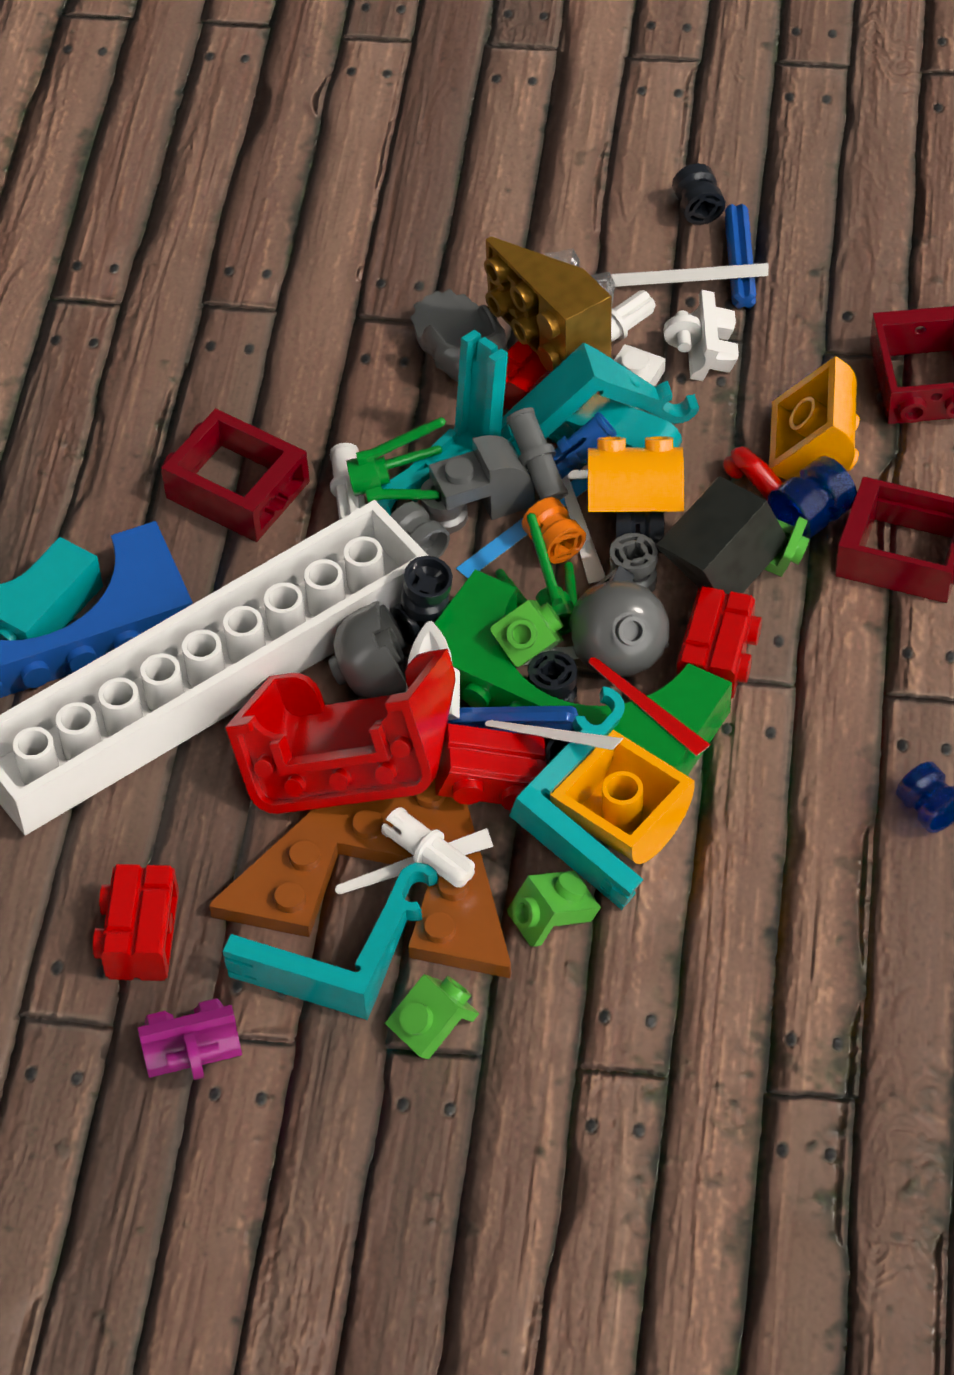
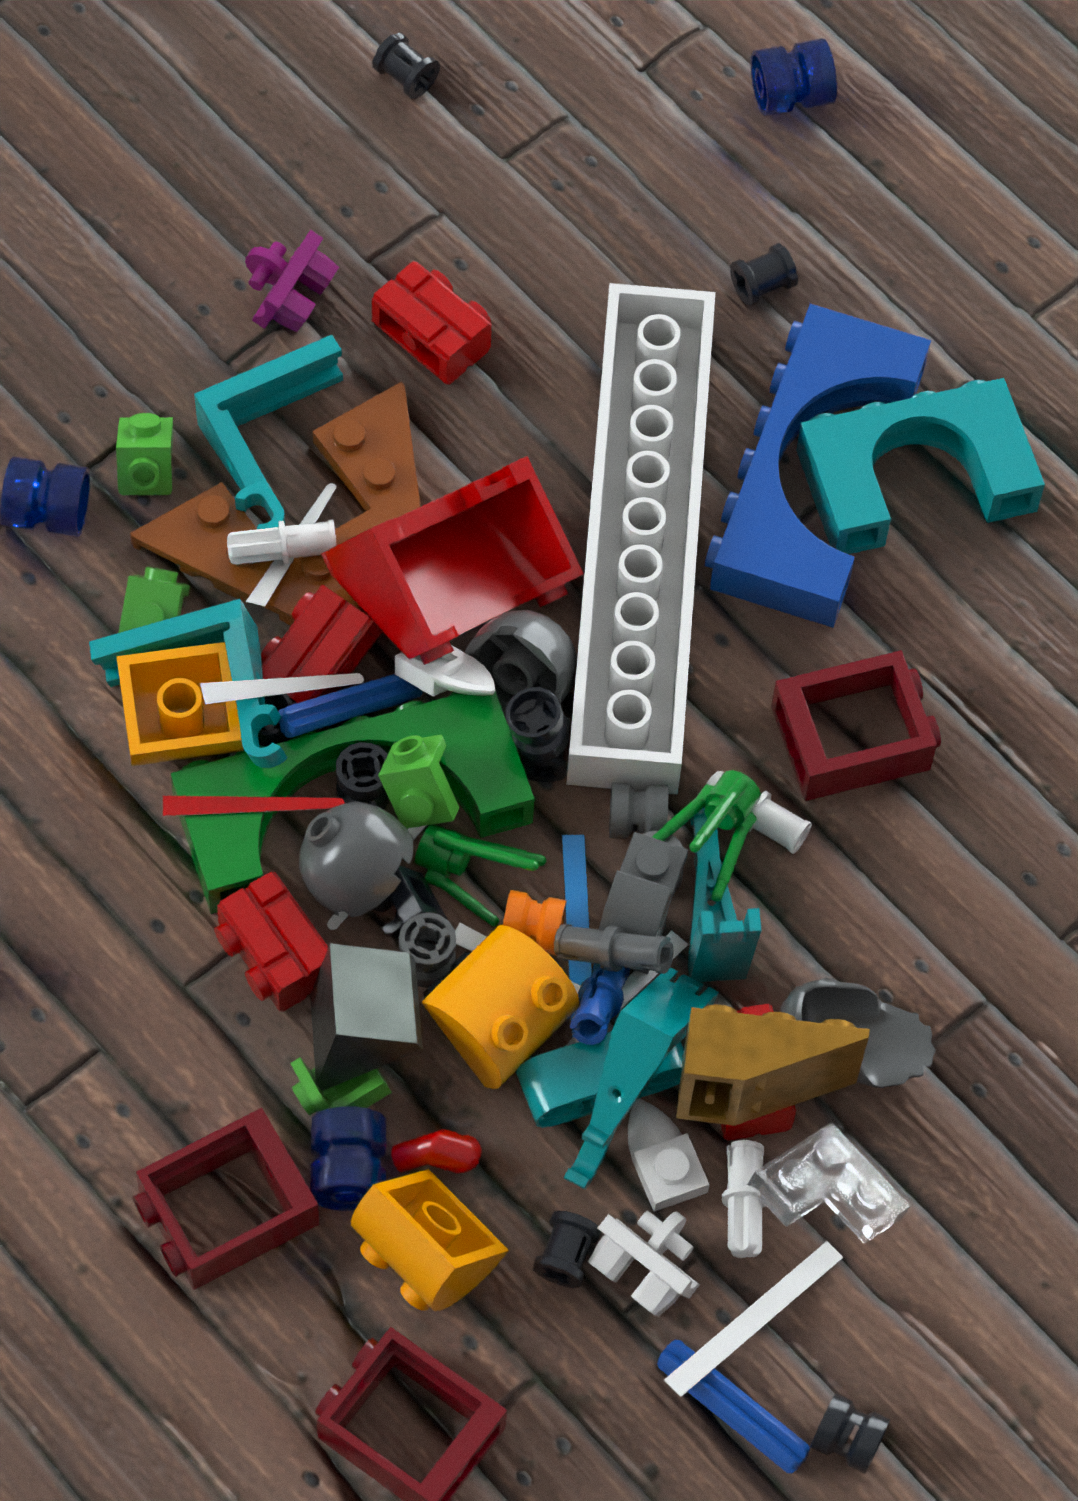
camera: 125 degrees right, 10 degrees up
(540, 1031) = (45, 496): none -> clear blue wheel
(741, 374) = (566, 1249): none -> black bush

